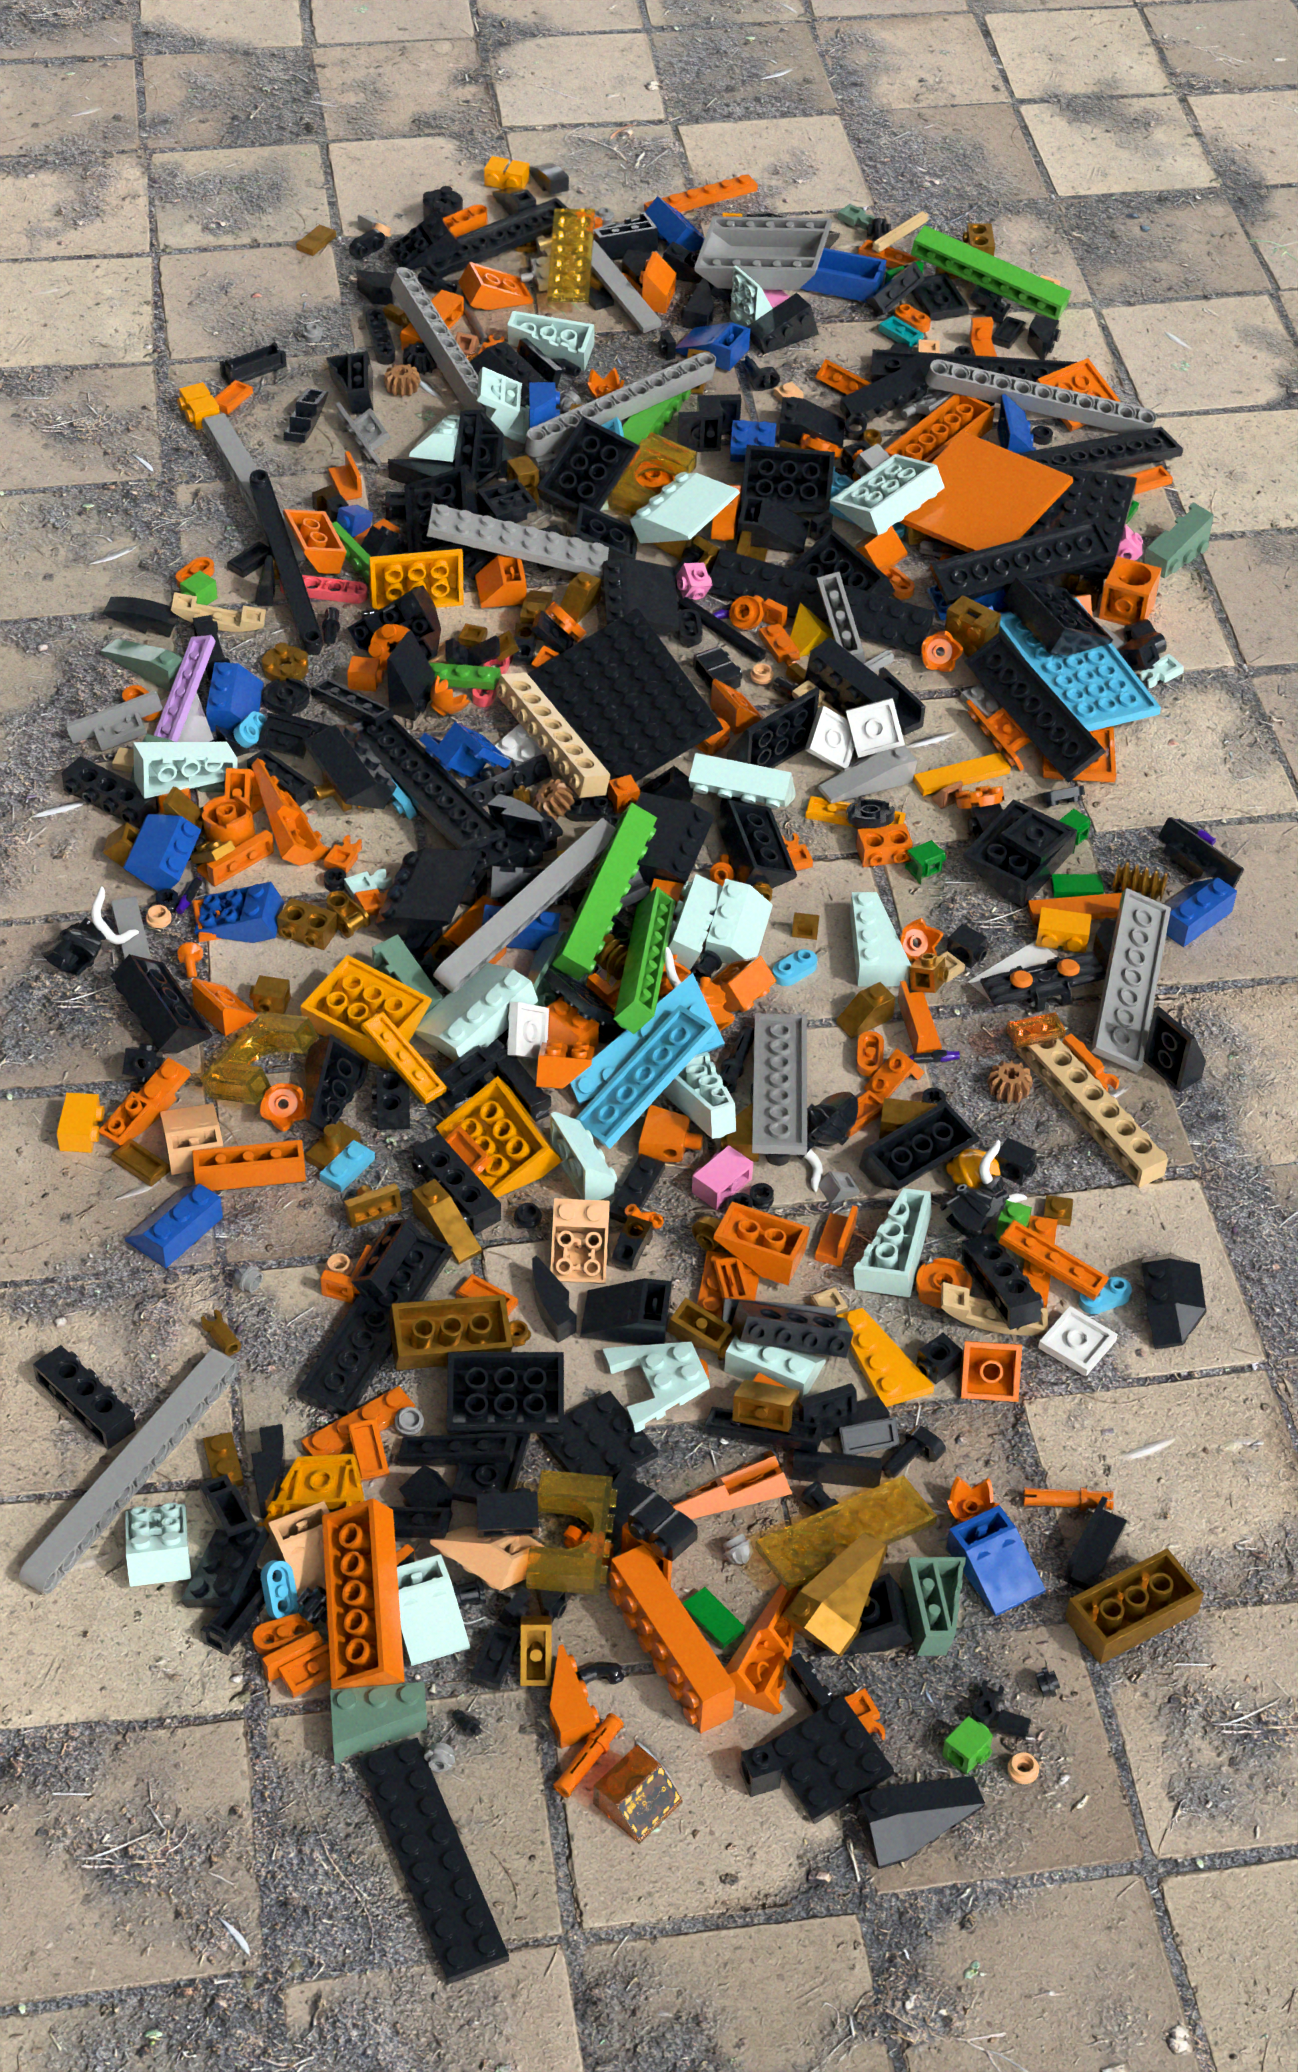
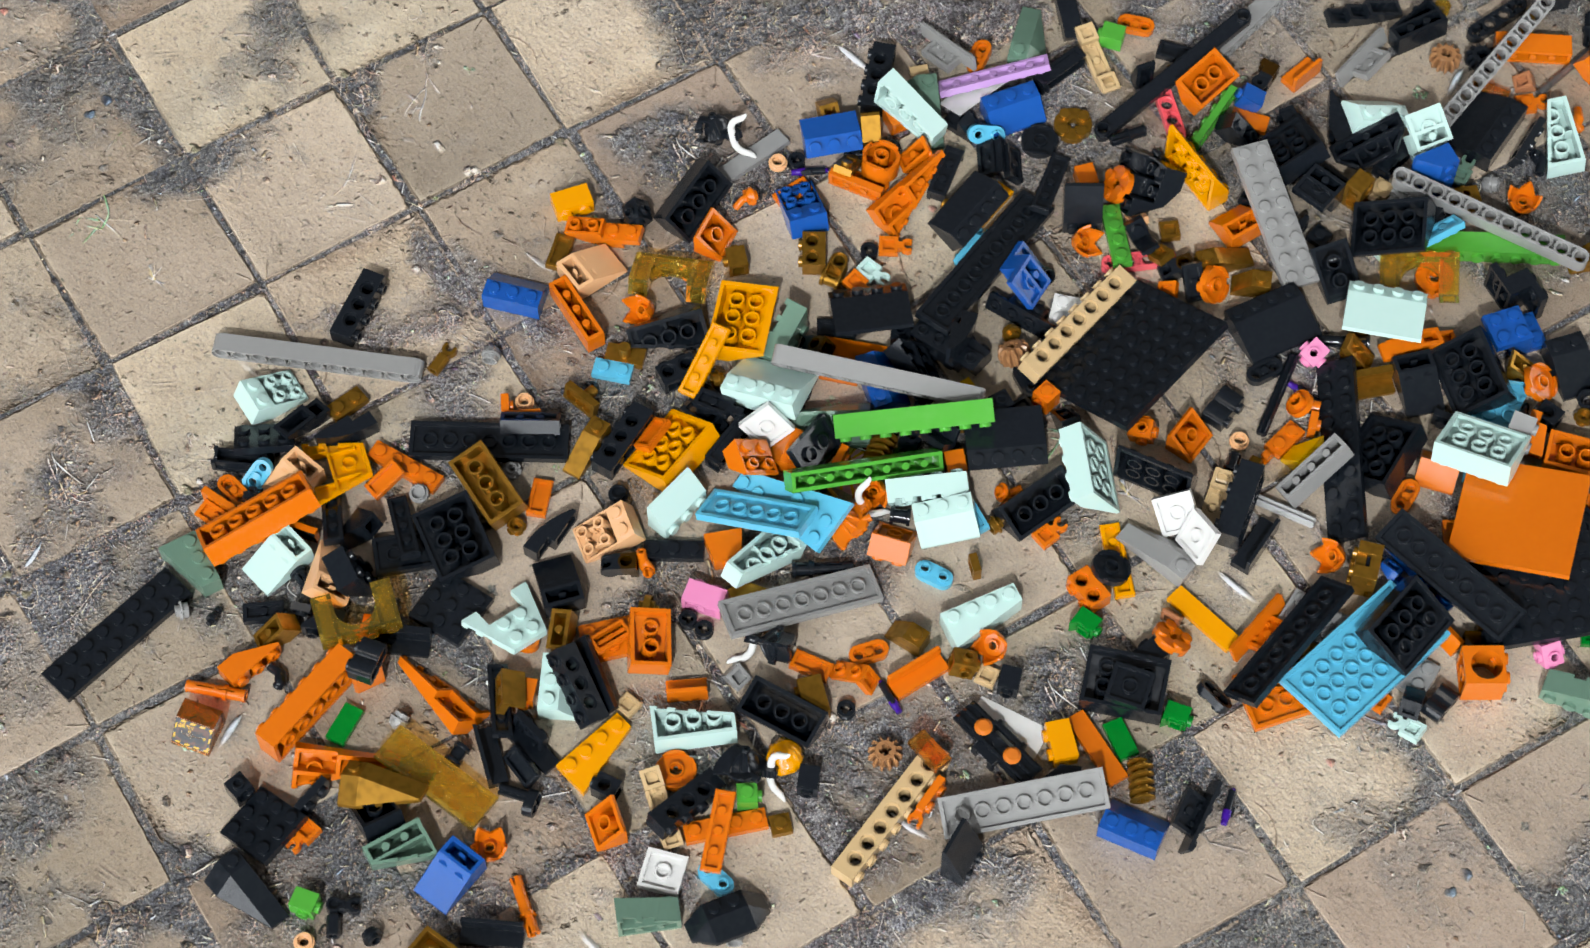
camera: 70 degrees right, 15 degrees up
(1132, 1374) = (647, 914): none -> sand green wedge

